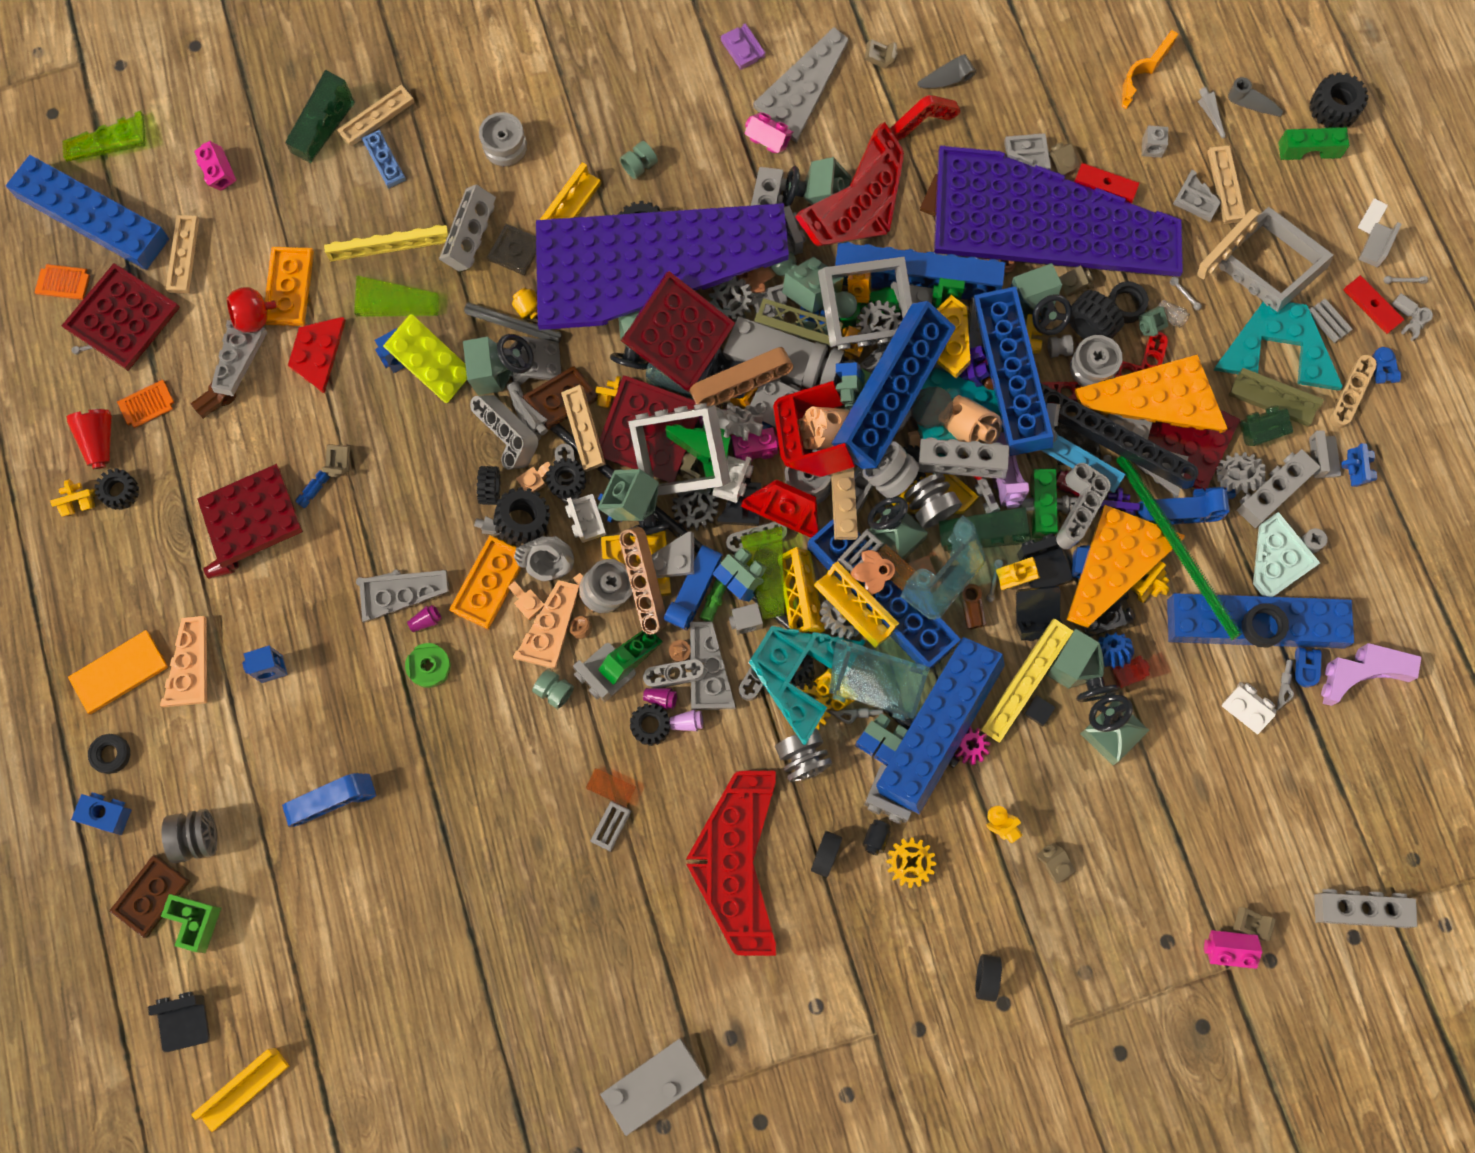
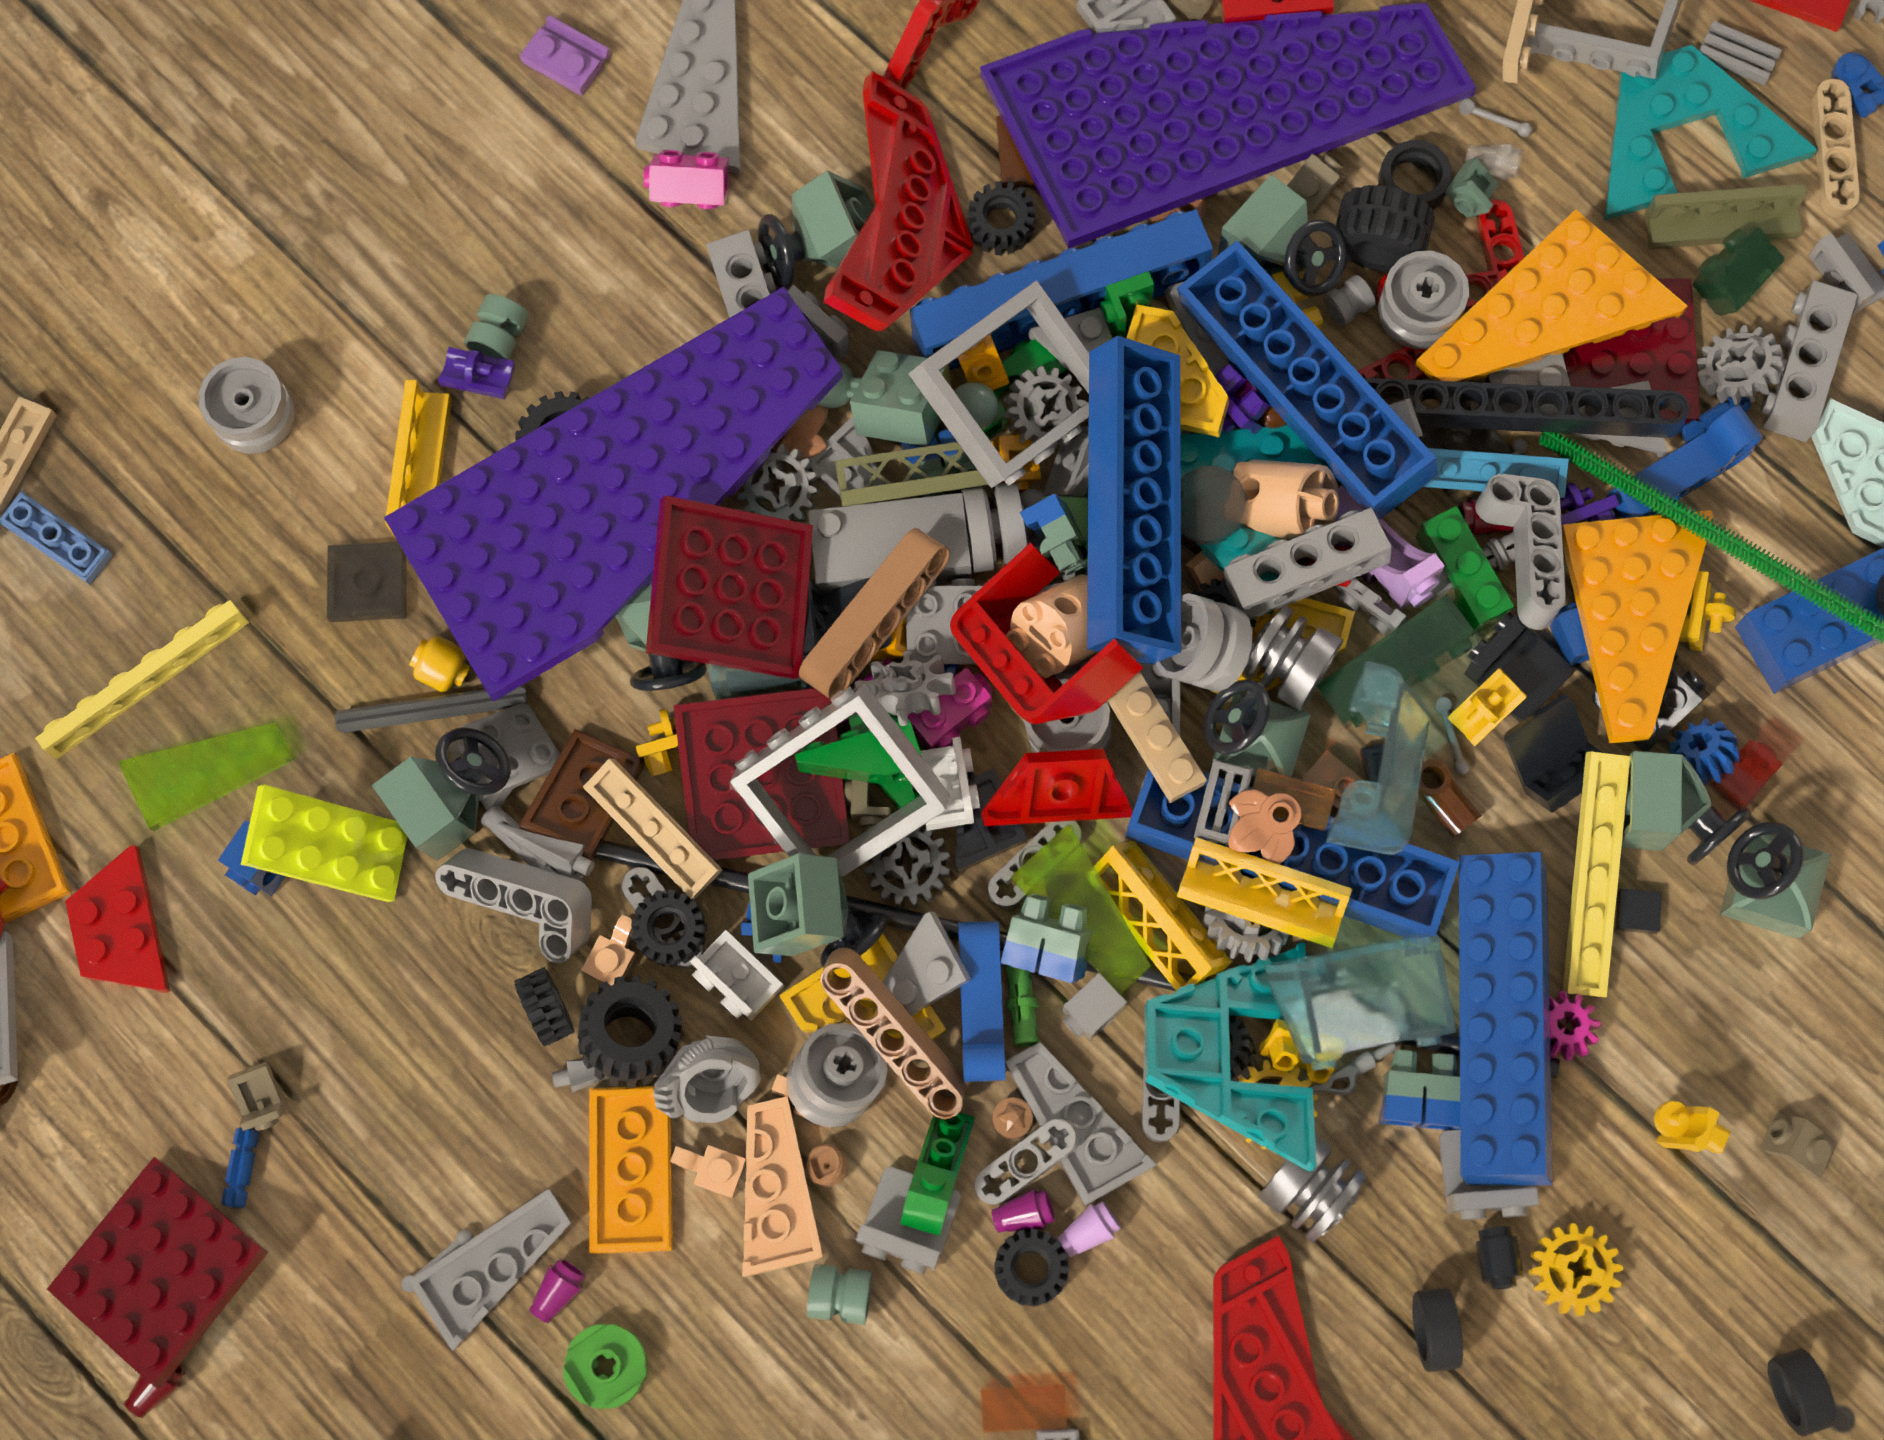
camera: 25 degrees left, 0 degrees up
(452, 252) = (265, 560): light grey brick -> none
(618, 176) = (477, 373): none -> dark purple hips
(910, 234) = (1001, 198): none -> black tyre

